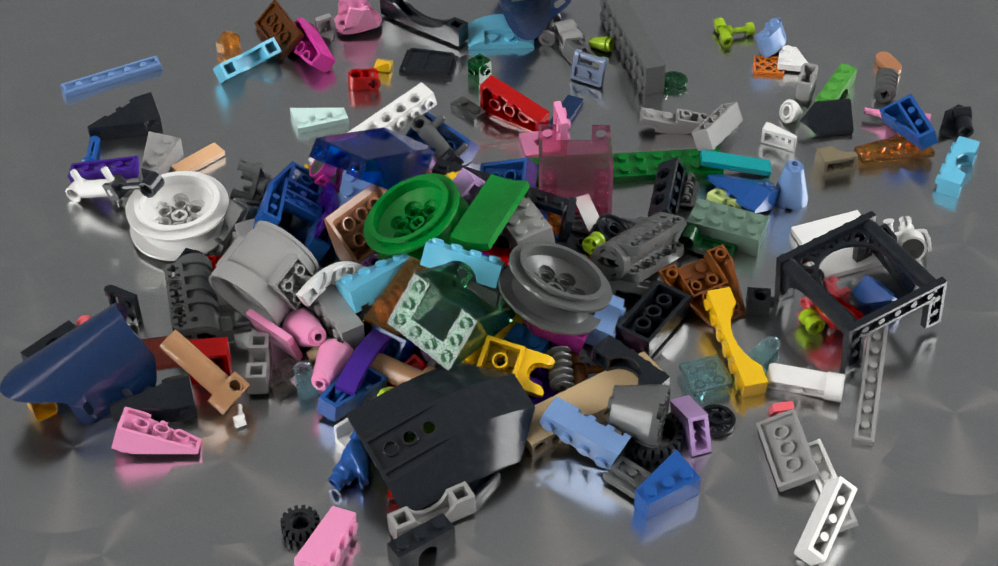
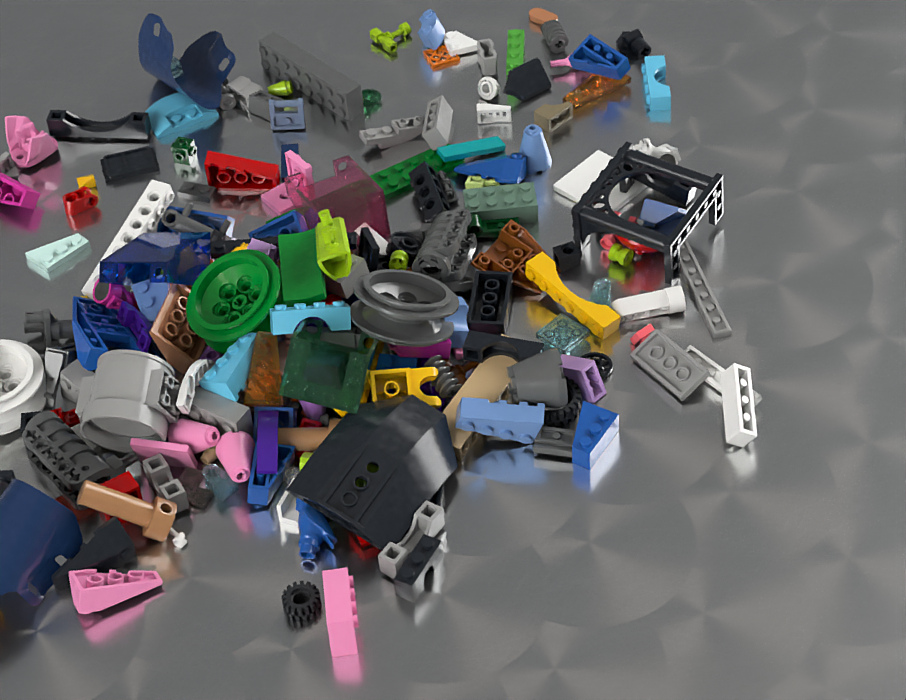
camera: 25 degrees left, 0 degrees up
(526, 203) = (332, 246): none -> lime piece

